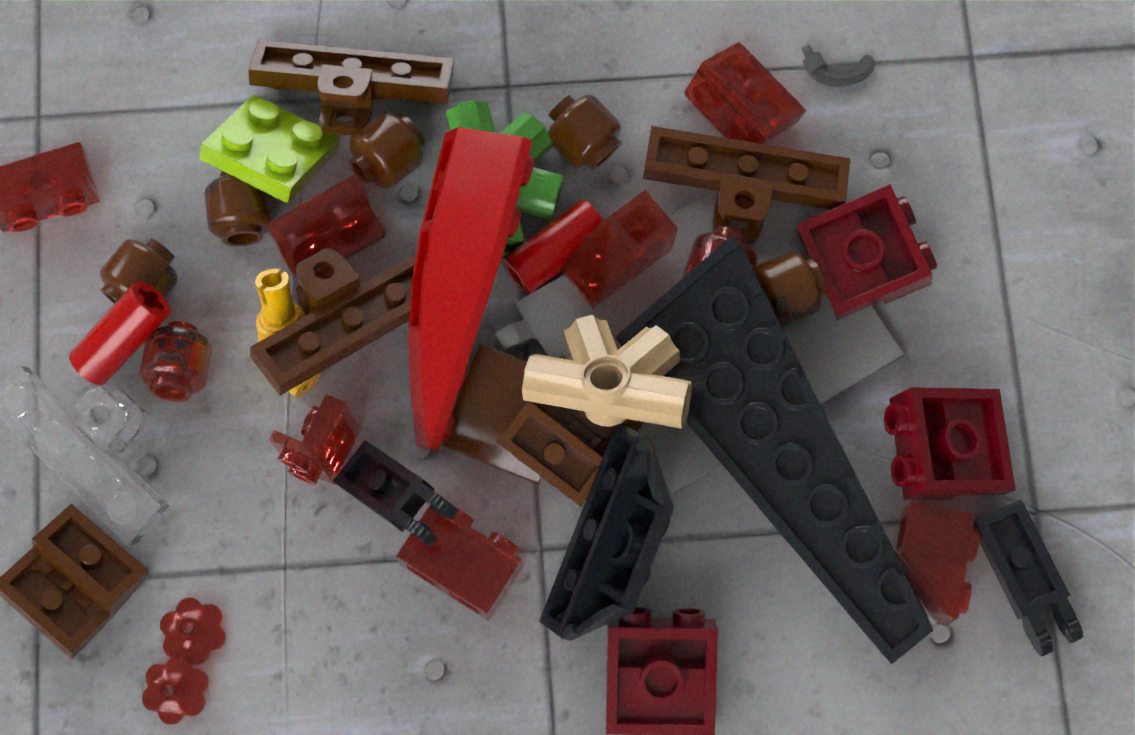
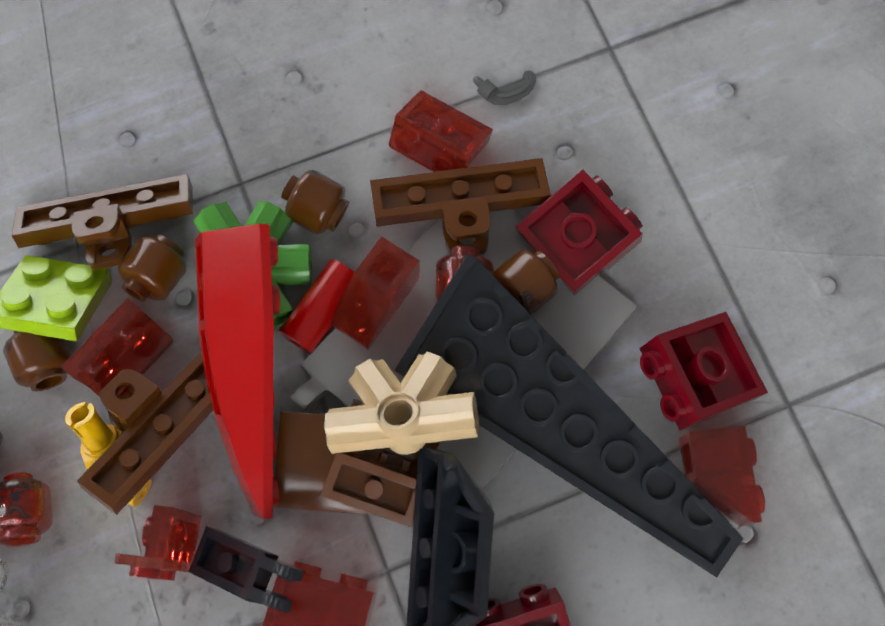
camera: 15 degrees left, 0 degrees up
(1027, 574) = (802, 461): black hinge -> none

